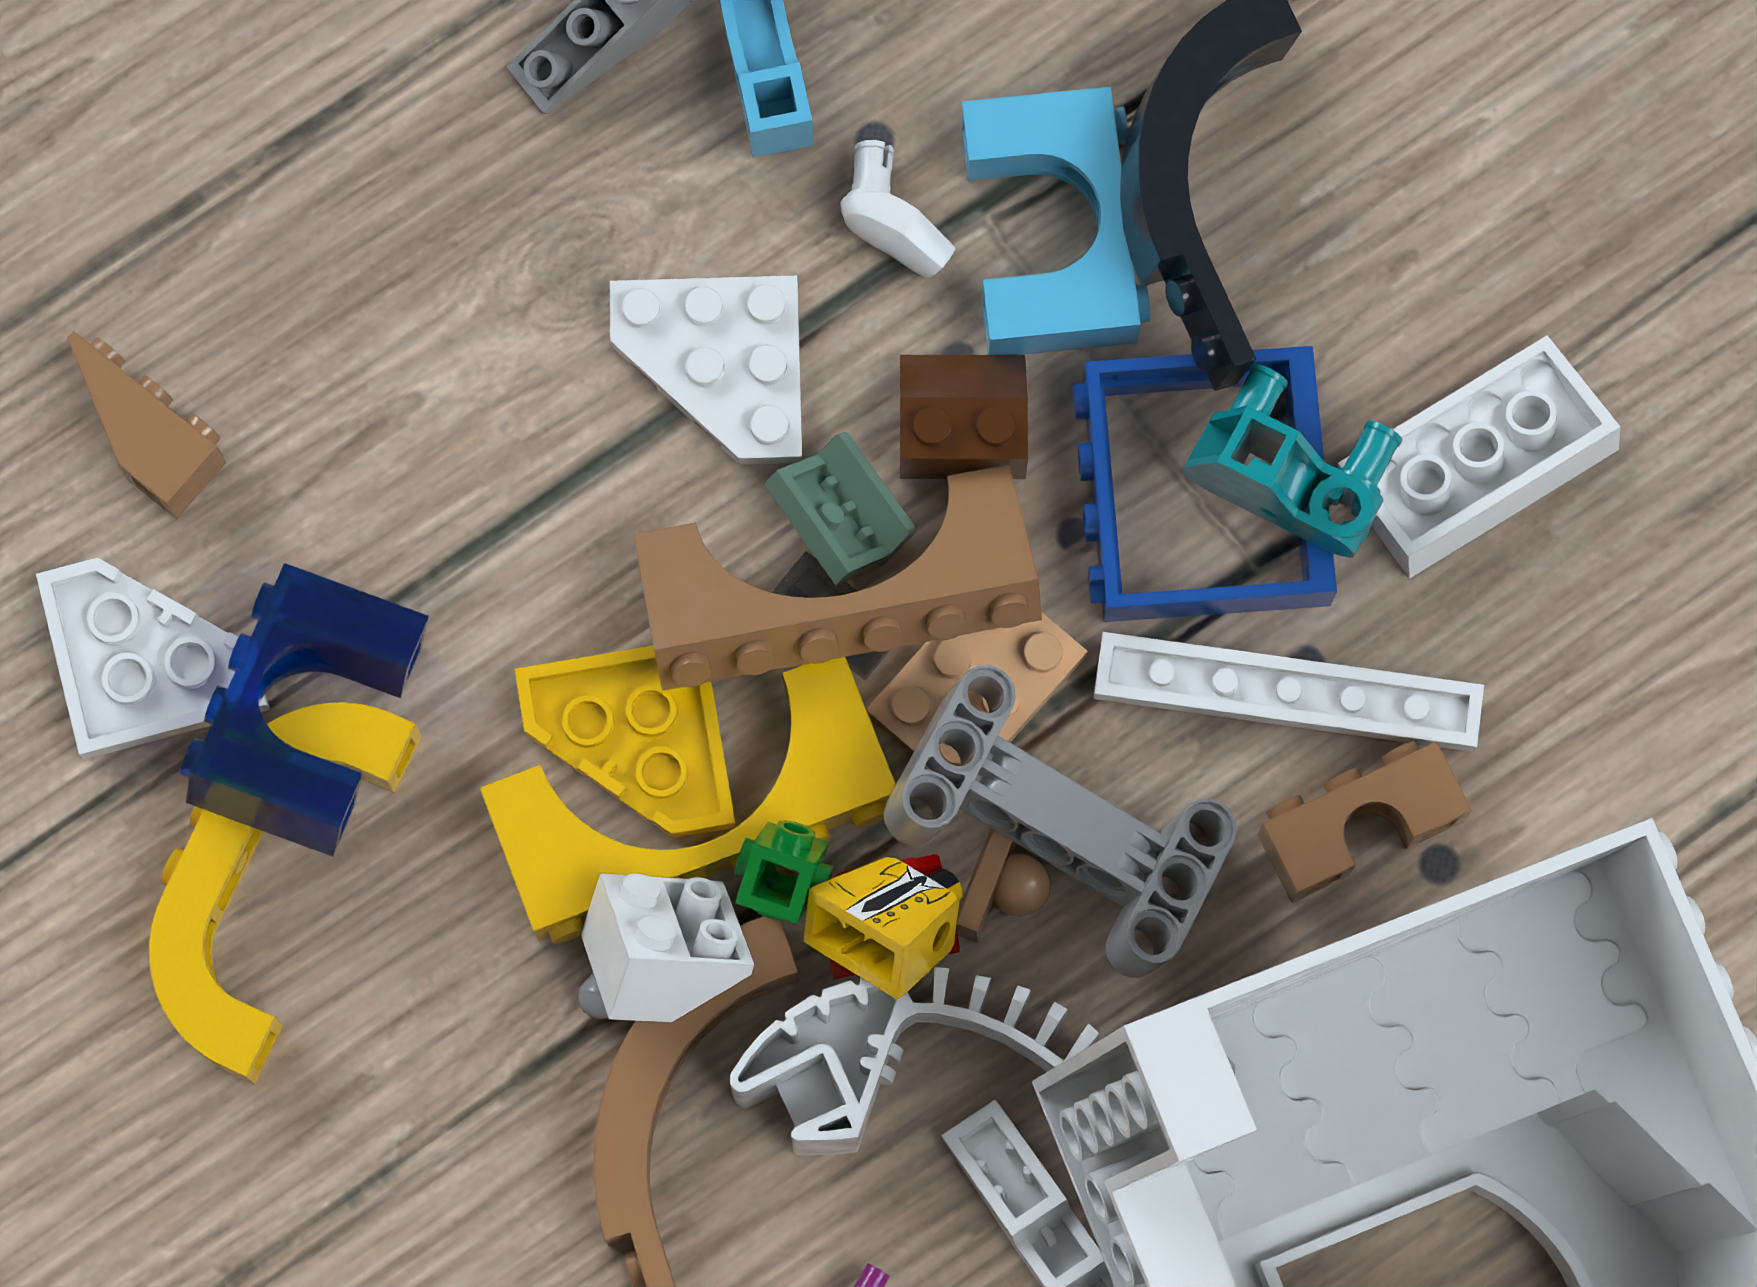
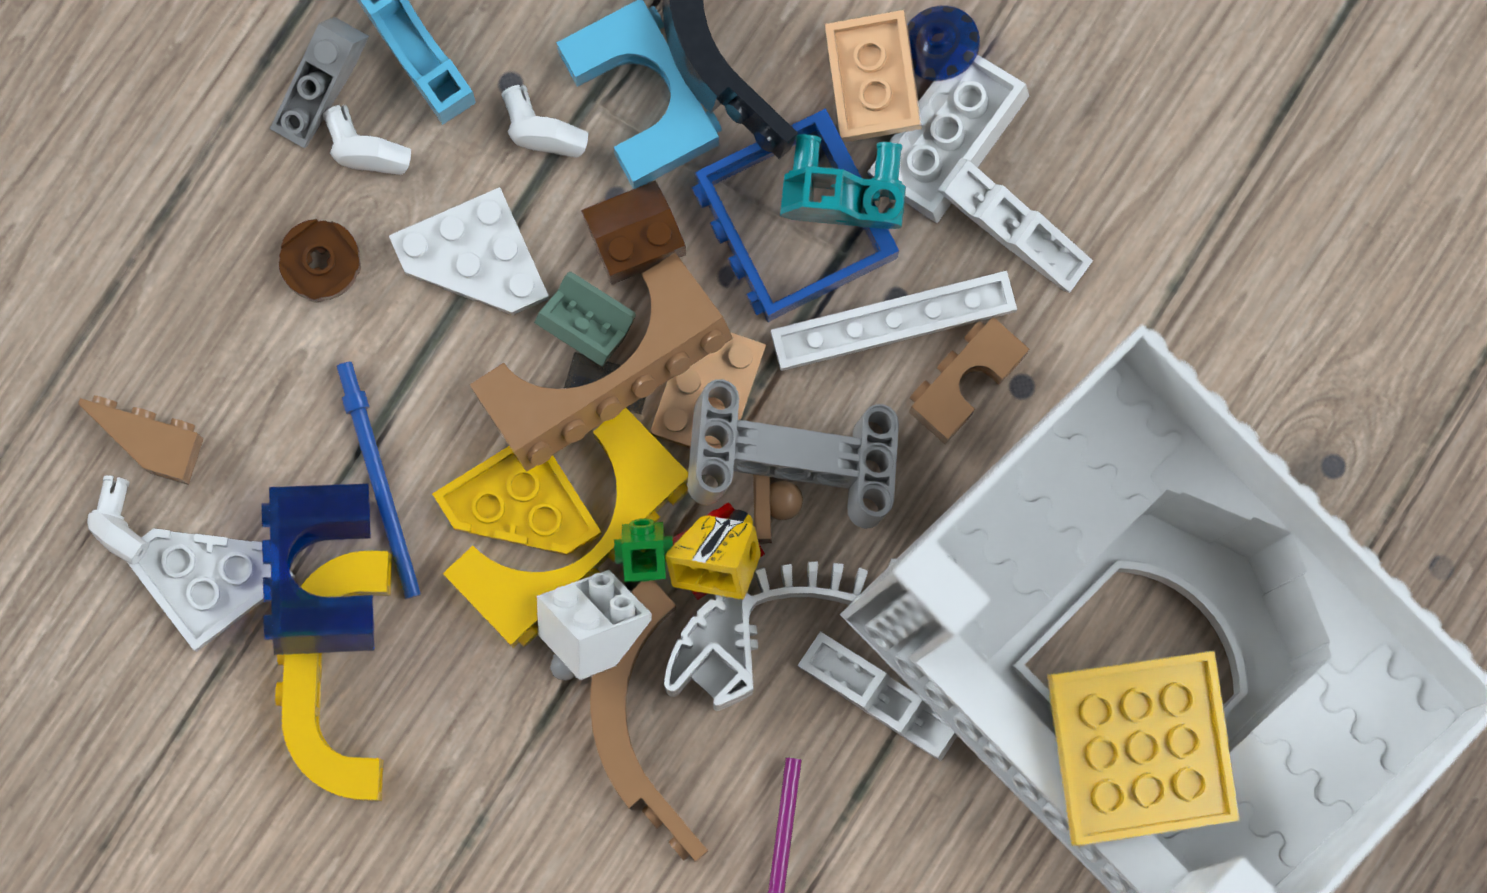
camera: 25 degrees left, 5 degrees up
(37, 528) = (109, 525): none -> white arm
(461, 500) = (356, 403): none -> blue bar
(465, 259) = (296, 257): none -> reddish brown plate
(626, 148) = (363, 151): none -> white arm
(1401, 330) = (873, 76): none -> light nougat plate
(1518, 343) = (953, 52): none -> clear blue dish
(1523, 625) = (1015, 225): none -> white slope

